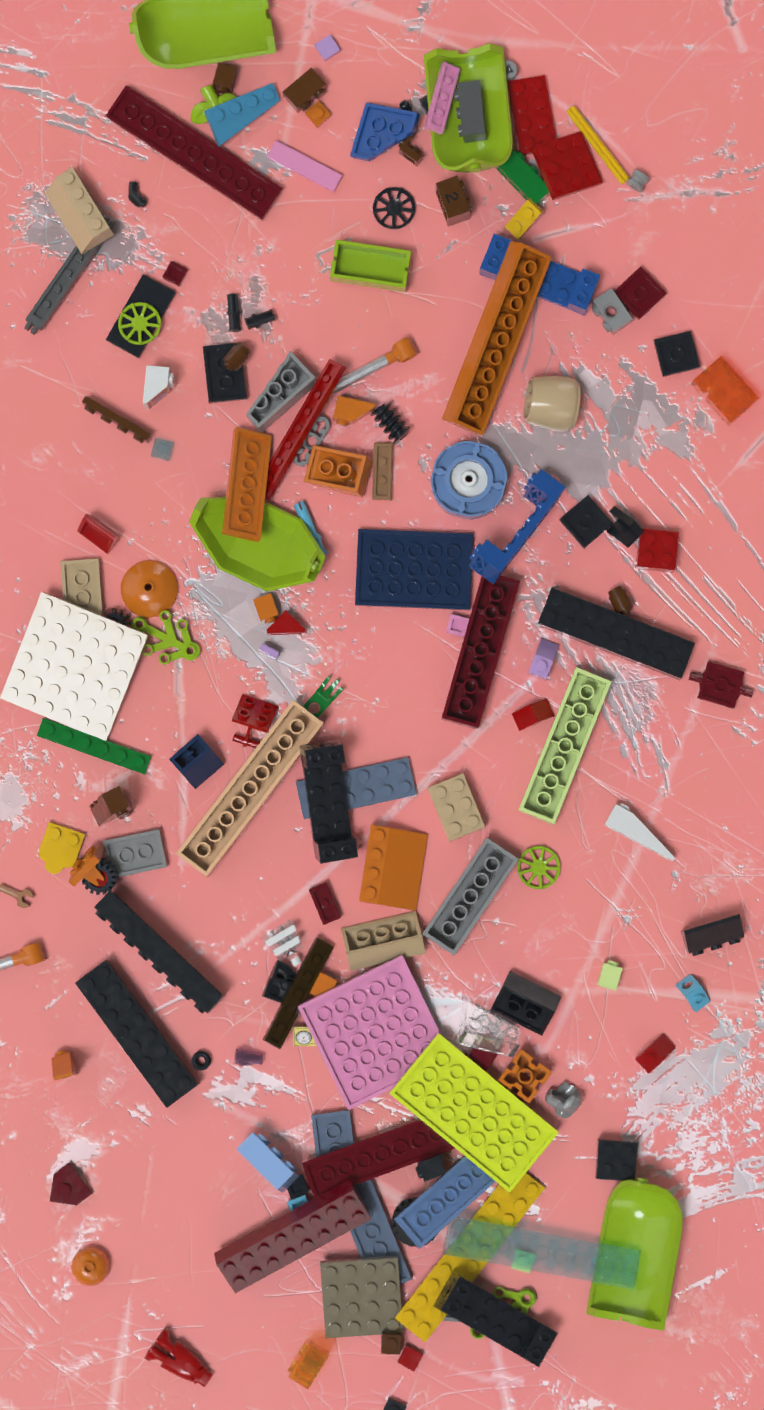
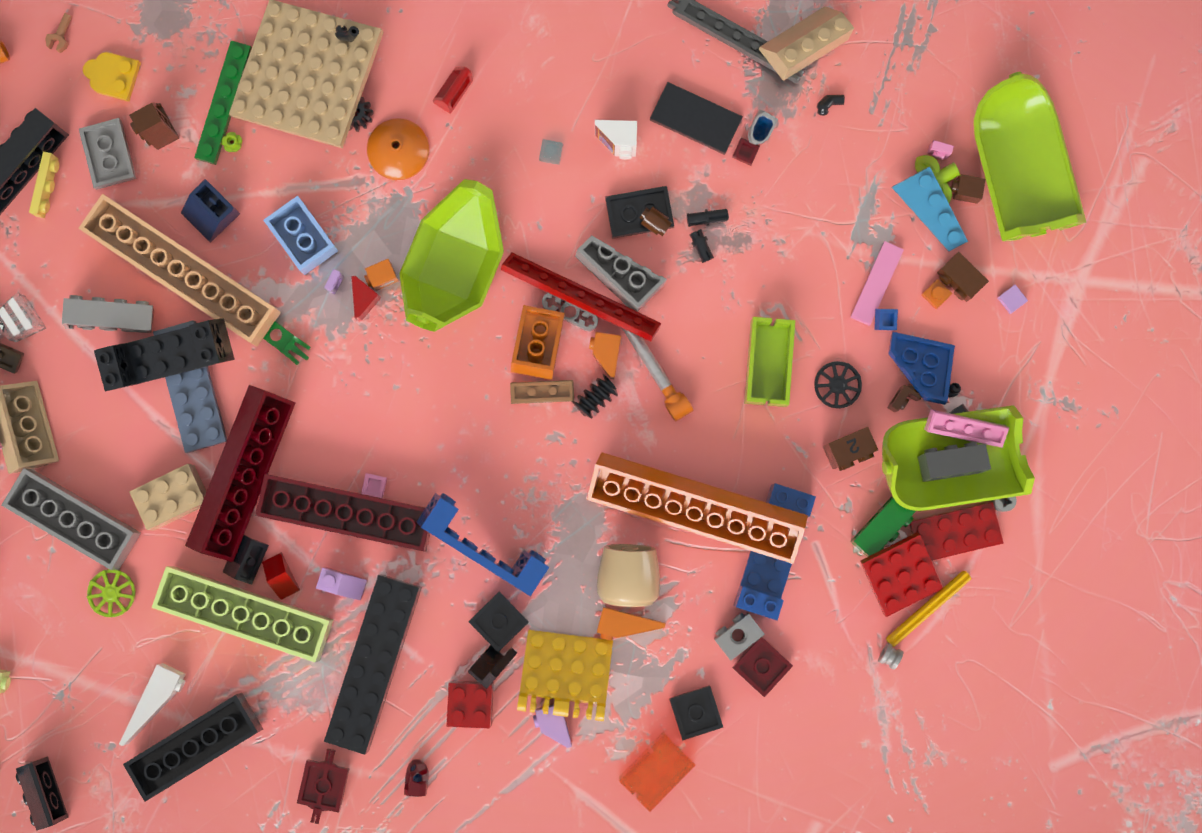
camera: 85 degrees right, 0 degrees up
(46, 624) = (344, 35): none -> black arm
(82, 584) = (395, 77): tan plate -> none
(96, 873) = (81, 108): plate -> none
(122, 424) = (582, 92): reddish brown plate -> none
(132, 744) = (236, 146): none -> lime plate
(139, 323) = (687, 115): lime wheel -> none
(155, 257) = (761, 127): none -> rock
(161, 911) = (44, 185): none -> light yellow plate
(169, 640) = (342, 173): lime plant -> none
(188, 100) = (940, 150): none -> bright pink plate
(194, 152) = (881, 162): dark red plate -> none
(225, 677) = (300, 235): none -> light blue brick
(246, 484) = (512, 241): orange plate -> none
(255, 715) = (261, 270): red plate -> none
(287, 857) = (107, 315): none -> light grey wedge
(305, 516) = (474, 316): medium azure pin -> none
(324, 903) = (61, 361): dark red plate -> none
(338, 160) = (886, 319): none -> blue plate
(393, 867) = (102, 432): orange slope -> none
(413, 569) = (434, 433): dark blue plate -> none
(439, 740) = (240, 474): none -> dark red brick
(464, 498) = (515, 482): medium blue piece -> none
(515, 745) = (246, 560): none -> black panel
(524, 219) = (836, 530): yellow plate -> none
(595, 412) = (622, 624): none -> orange slope
(620, 600) = (411, 666): reddish brown brick -> none
(633, 462) = (567, 671): none -> yellow hinge
(677, 479) = (553, 726): none -> lavender slope
(679, 795) = (193, 746): none -> black brick
(719, 602) = (416, 779): none -> dark red rock

